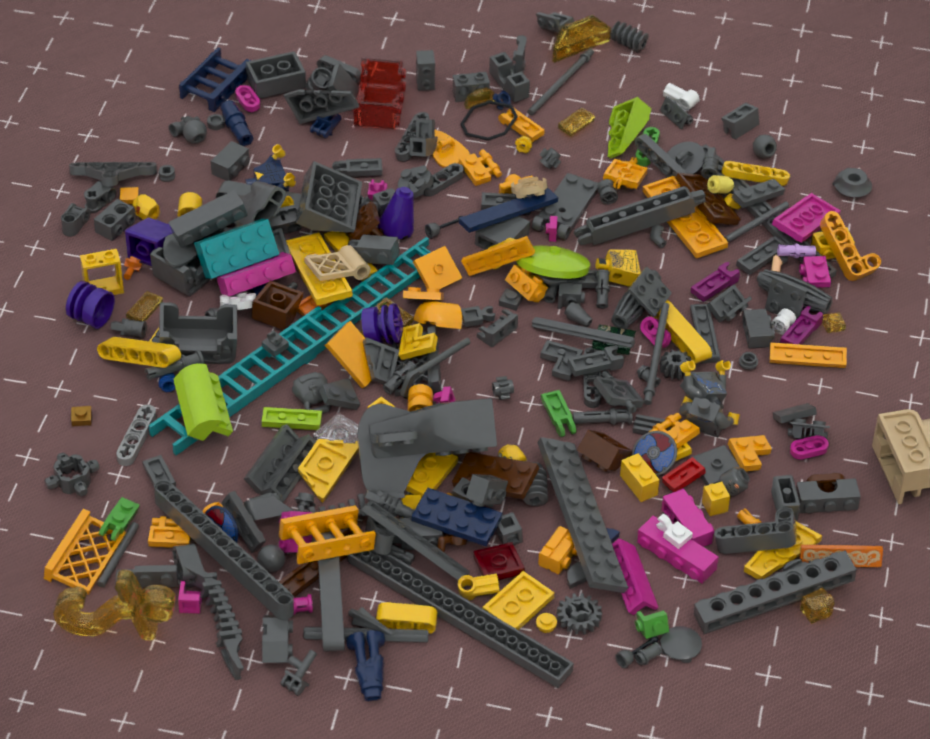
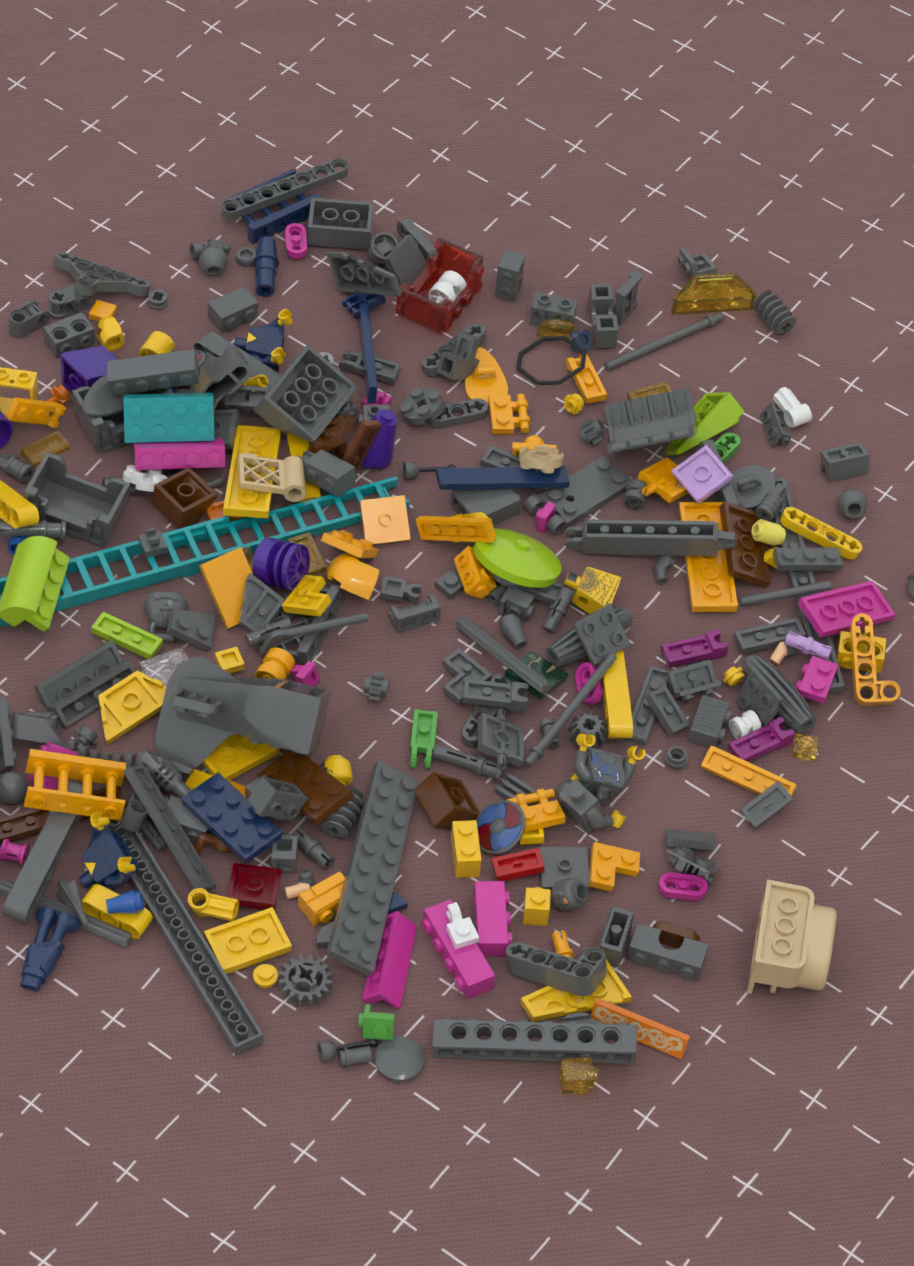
camera: 20 degrees right, 5 degrees up
(126, 280) = (35, 411): none -> light orange plate
(217, 69) = (279, 195): none -> dark grey beam
(354, 157) = (367, 353): none -> dark blue tile
(380, 580) = (107, 856): none -> dark blue torso
(385, 91) = (448, 286): none -> white wheel
(393, 217) = (361, 443): none -> copper tile
(417, 605) = (126, 903): none -> blue cone
(528, 519) = (314, 849): none -> dark grey pin
(534, 548) = (304, 883): none -> arm
(590, 136) = (650, 420): none -> dark grey hinge
(651, 159) = (702, 474): none -> lavender plate
(723, 330) = (667, 710): none -> dark grey plate
(754, 290) = (733, 676): none -> yellow plate
(834, 369) = (767, 805): none -> dark grey plate

